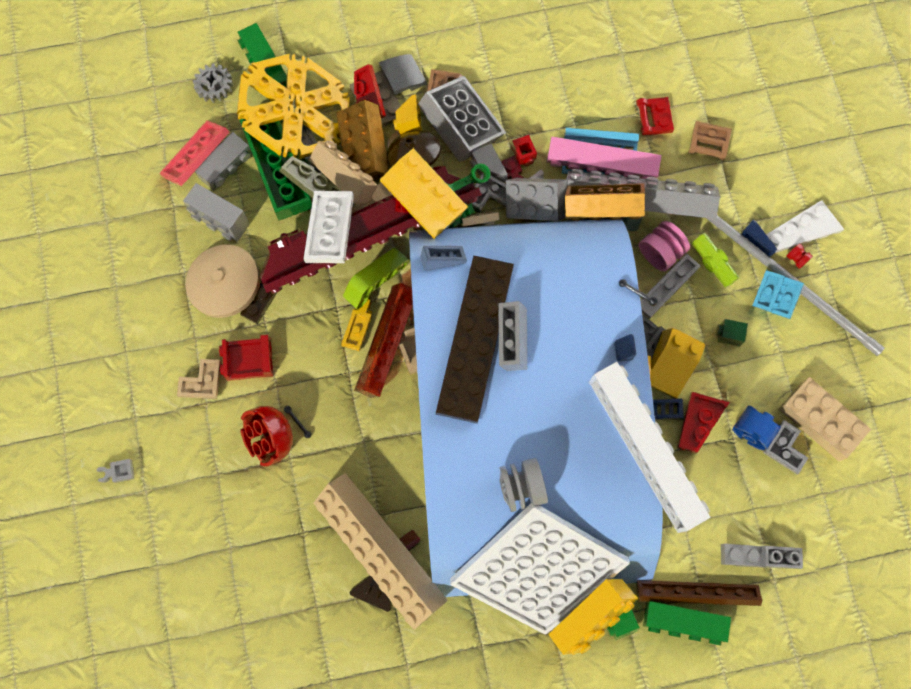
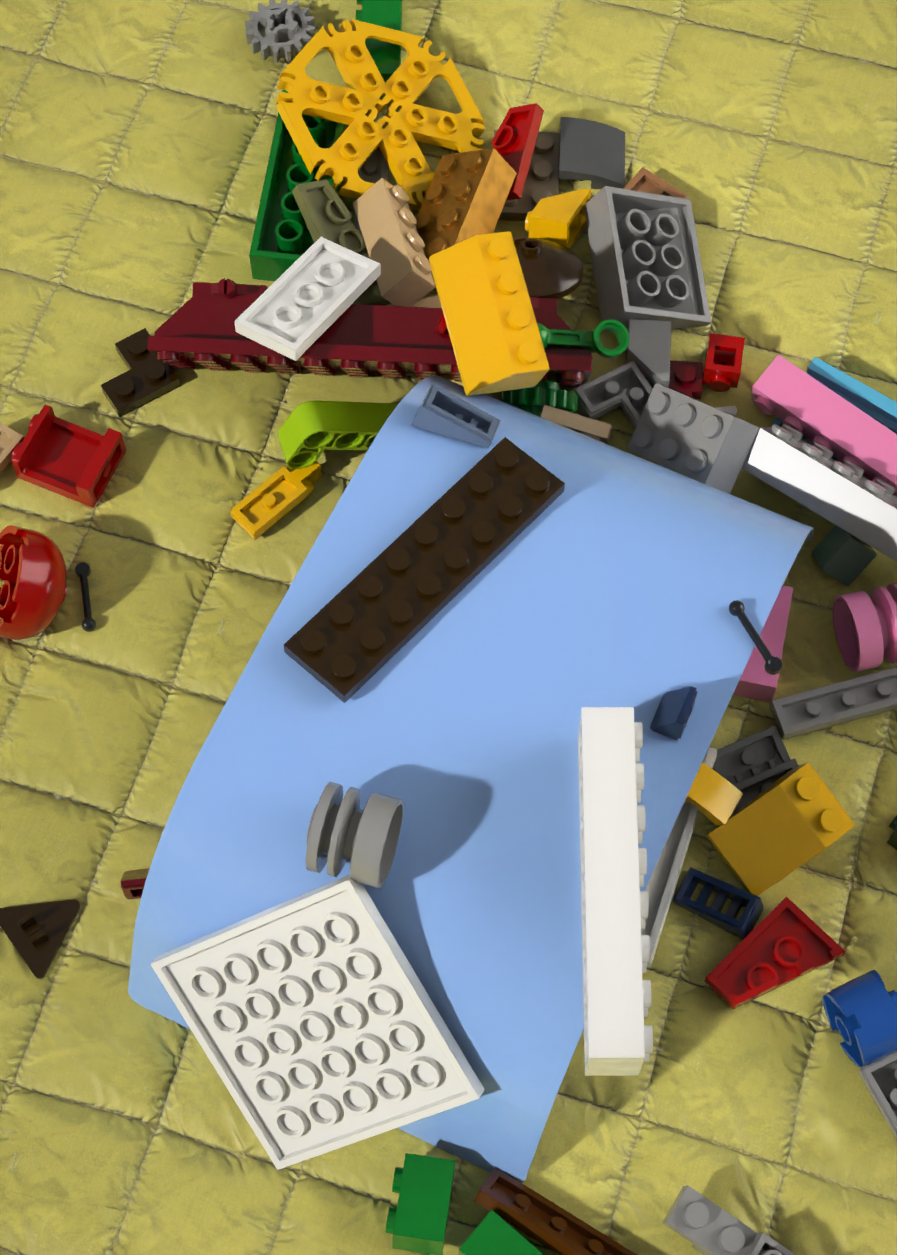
camera: 30 degrees right, 10 degrees down
(194, 152) = (184, 114): coral tile -> none
(216, 213) = (159, 215): light grey brick -> none
(223, 161) = (220, 148): light grey brick -> none
(223, 281) = (102, 322): tan dish -> none
(379, 551) = (80, 866): tan brick -> none
(385, 341) = (272, 562): clear red brick -> none
(512, 336) = (487, 590): light grey brick -> none
(593, 617) = (369, 1169): yellow brick -> none
(605, 201) = (802, 488): brick -> none

